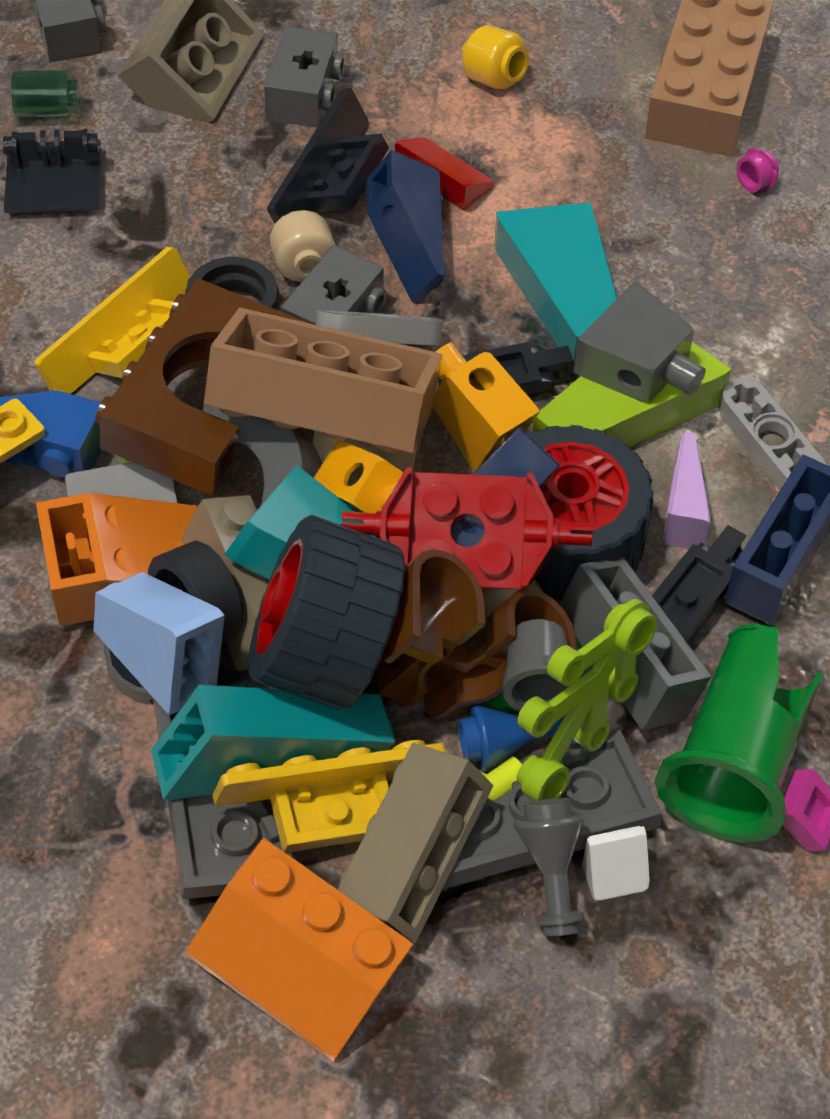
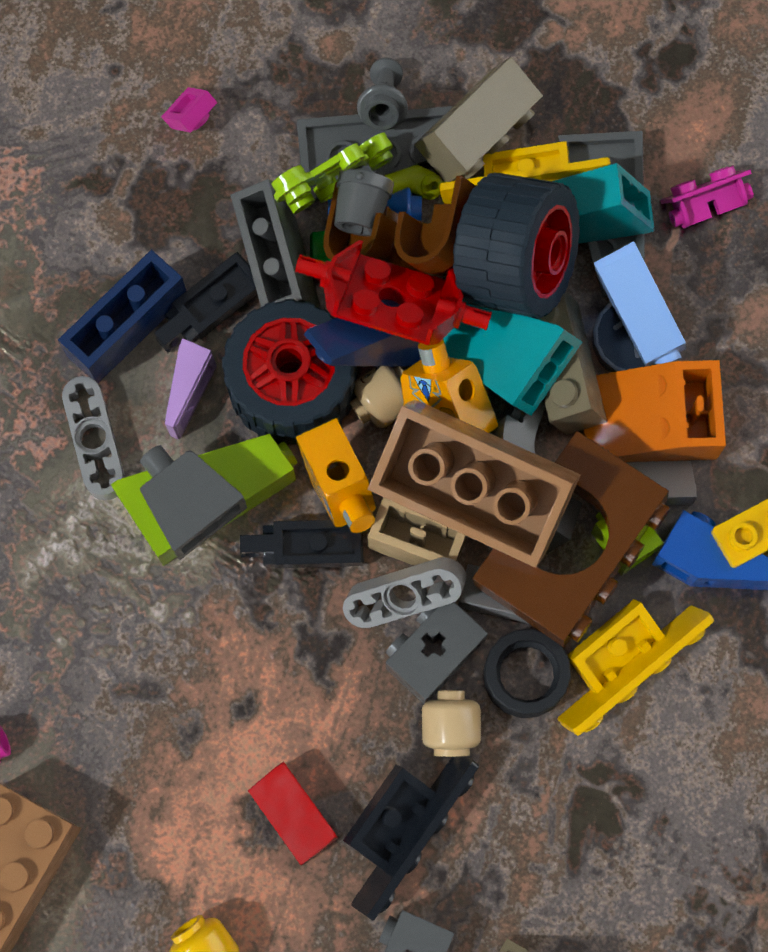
camera: 165 degrees left, 20 degrees up
(52, 174) = (677, 884): black hinge -> none
(94, 836) = (724, 189): none -> dark pink hinge
(204, 575) = (608, 332): black tyre -> none
(298, 949) = (575, 78): orange slope -> none
(406, 214) = (346, 737): dark blue slope -> none
(558, 266) = (216, 640): teal slope -> none
(617, 863) = (335, 104): white slope -> none
(739, 744) = (218, 153): green piece -> none

